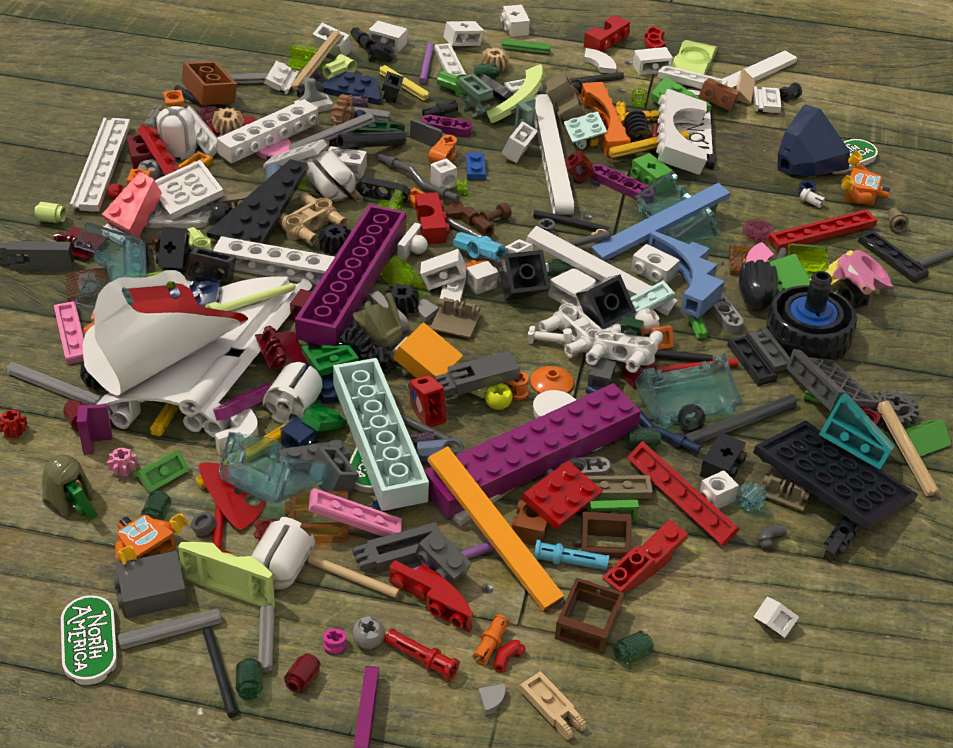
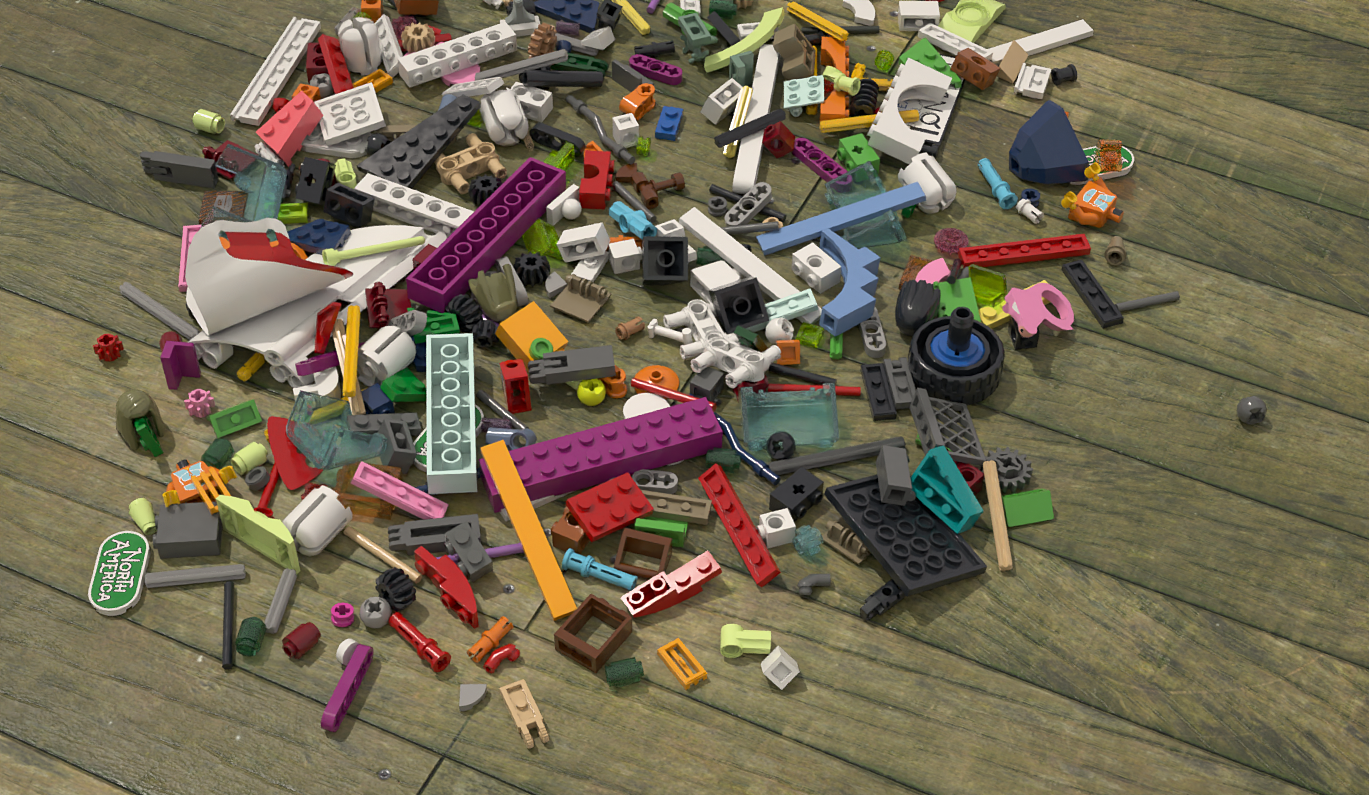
camera: 15 degrees right, 5 degrees up
(98, 578) = (143, 515): none -> yellowish green cone
(168, 531) = (206, 479): none -> light orange tile
(190, 504) = (249, 458): none -> yellowish green brick
(232, 368) = (324, 326): none -> red tile
(264, 405) = (339, 335): none -> tan axle
(267, 390) = (351, 351): none -> yellow axle
(317, 356) = (410, 322): none -> light grey beam
(354, 676) = (346, 651): none -> white tile
(384, 605) = (396, 588): none -> black gear
(388, 105) = (599, 39): none -> white slope
(441, 363) = (539, 347): none -> bright green tile
(507, 340) = (626, 329): none -> medium nougat pin
(539, 156) = (739, 118): none -> light yellow axle
(553, 159) = (749, 128): none -> black axle
(562, 386) = (665, 392): none -> red bar
(574, 72) = (817, 21): none -> yellow axle
(575, 216) = (749, 198): none -> light grey beam
(610, 110) = (840, 80): none -> yellowish green connector
(672, 319) = (810, 334): none -> clear neon green tile
(679, 631) = (684, 681): none -> light orange tile
(719, 173) = (933, 180): none -> white cylinder
(727, 600) = (736, 641): none -> yellowish green piece
(777, 251) = (951, 279): none -> black bar
(780, 184) = (1000, 188): none -> medium azure pin
(808, 426) = (894, 476): none -> dark grey brick
(862, 143) = (1109, 155): none -> clear orange brick

